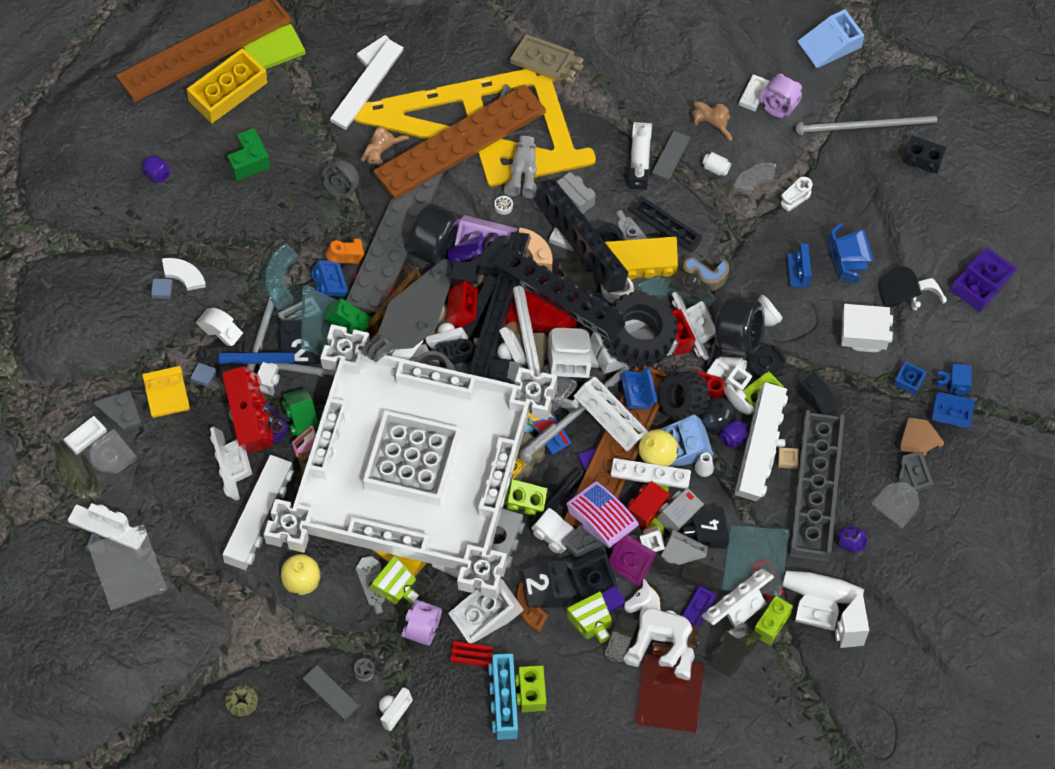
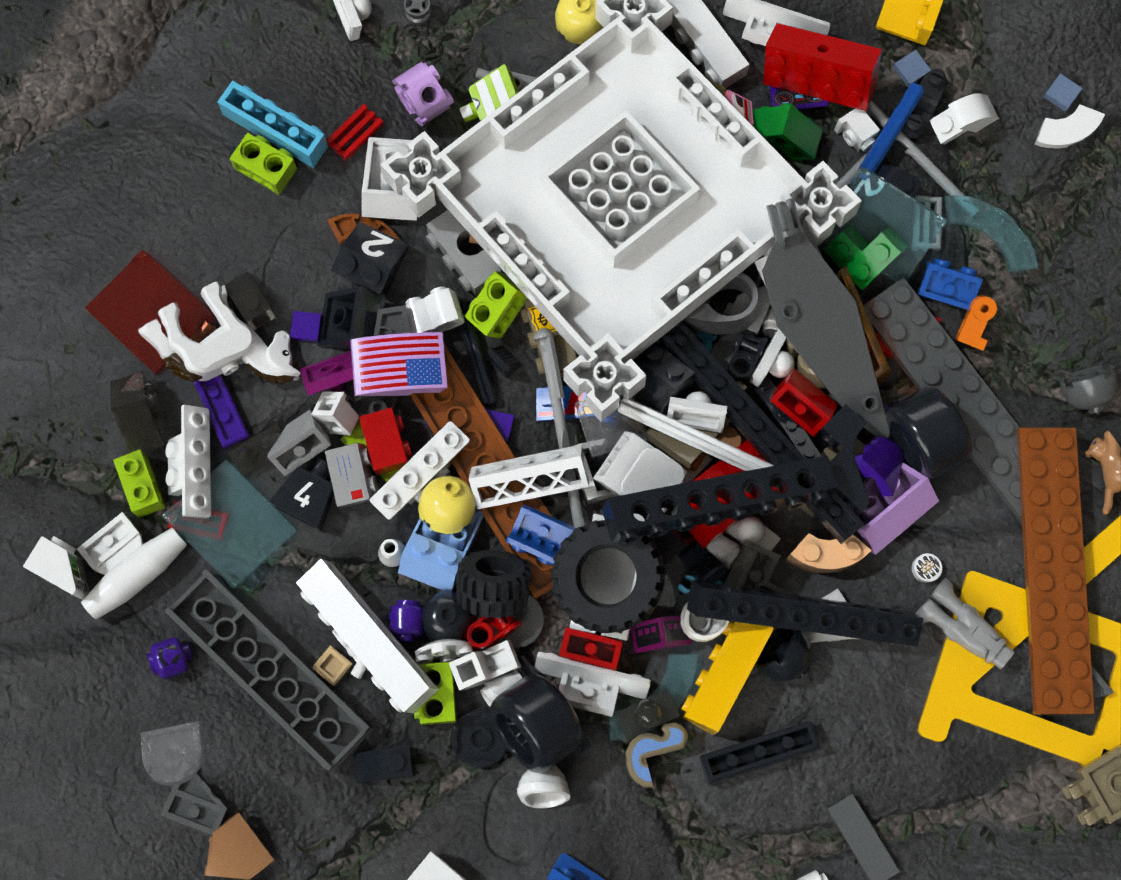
camera: 125 degrees right, 15 degrees up
(580, 195) = (883, 666): light grey brick -> none
(591, 617) = (297, 284): lime torso -> none
(632, 226) = (765, 703): light grey piece -> none
(640, 155) = (915, 818): white piece -> none

